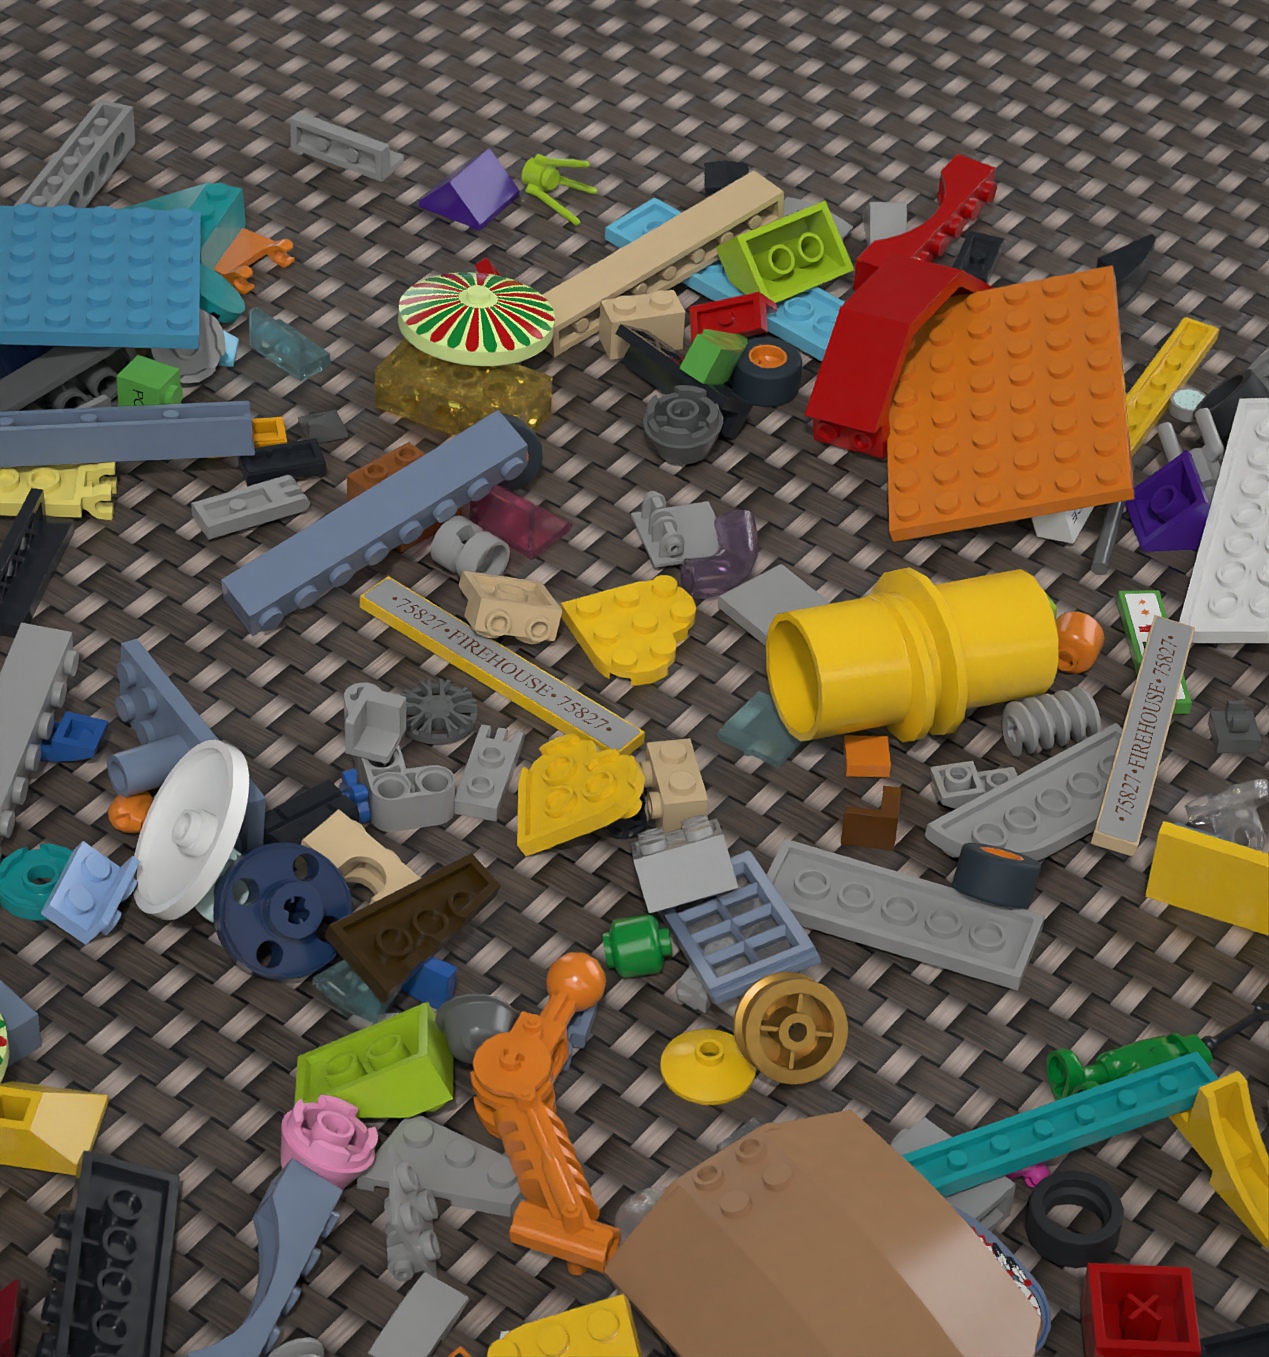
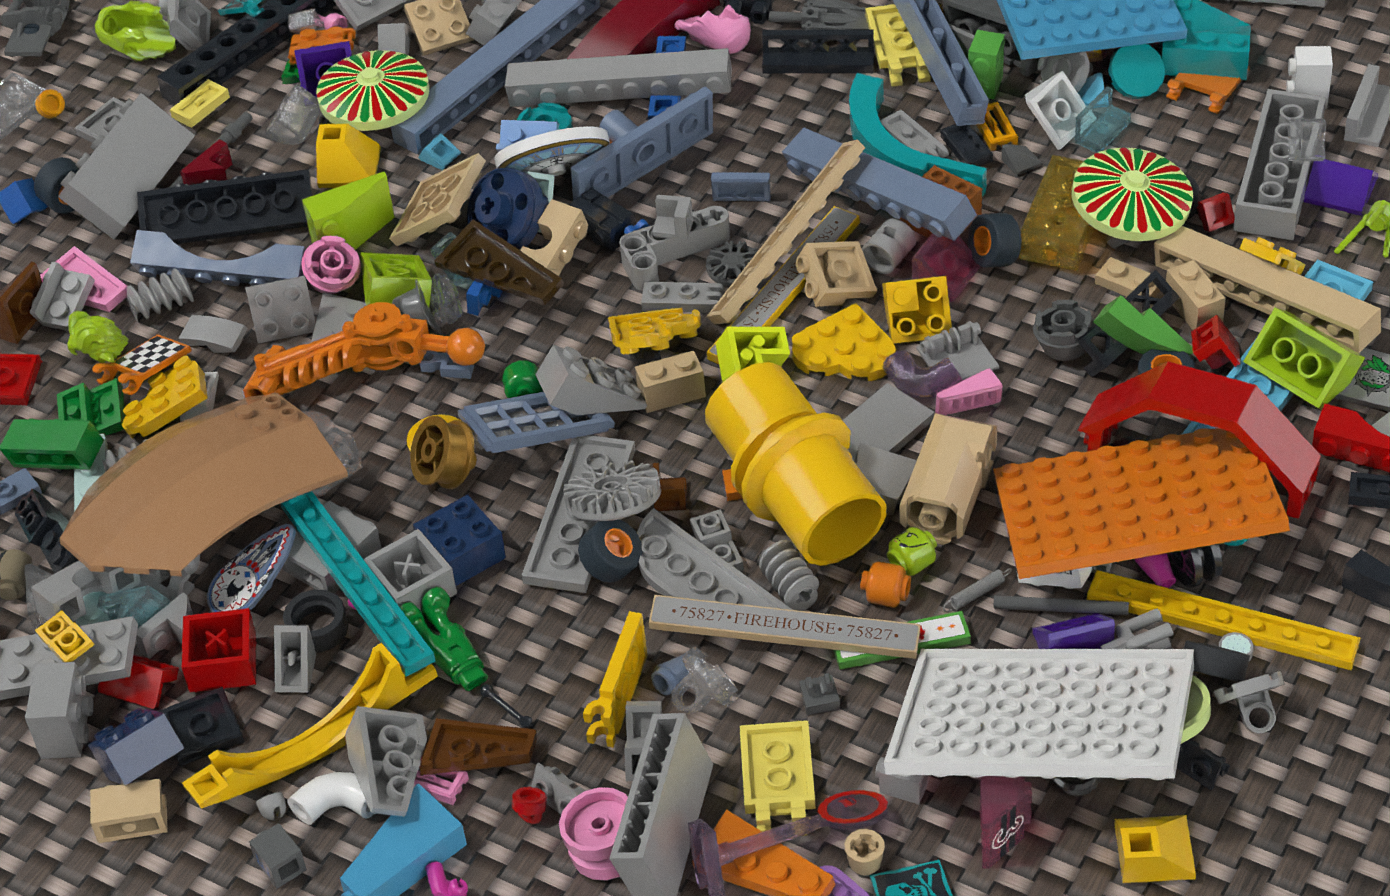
camera: 90 degrees right, 5 degrees up
(59, 1013) = (439, 152): none -> medium azure slope
(219, 994) = (438, 200): none -> tan plate
(221, 1117) = (350, 210): none -> lime slope
(231, 540) = (865, 126): none -> teal arch
(250, 374) = (1056, 108): none -> white slope
(288, 677) = (740, 186): none -> sand blue plate
(296, 161) = (1310, 71): none -> white brick
(435, 215) = (1271, 184): none -> light grey brick
(441, 172) = (1306, 139): none -> clear panel
(443, 621) = (780, 240): none -> tan plate
(584, 377) = (1122, 278): none -> tan plate
(591, 546) = (916, 308): none -> yellow slope
(604, 244) = (1265, 251): none -> yellow wing
(666, 703) = (750, 345): none -> neon yellow brick
(761, 504) = (972, 393): none -> bright pink slope
(890, 532) = (948, 476): none -> tan brick
(916, 844) = (613, 492): none -> light grey wheel
(946, 1039) = (464, 538): none -> dark blue brick
(1009, 1077) = (411, 569): none -> light grey brick
(1079, 578) = (977, 589): none -> light grey piece
(1152, 1238) = (293, 658): none -> light grey slope

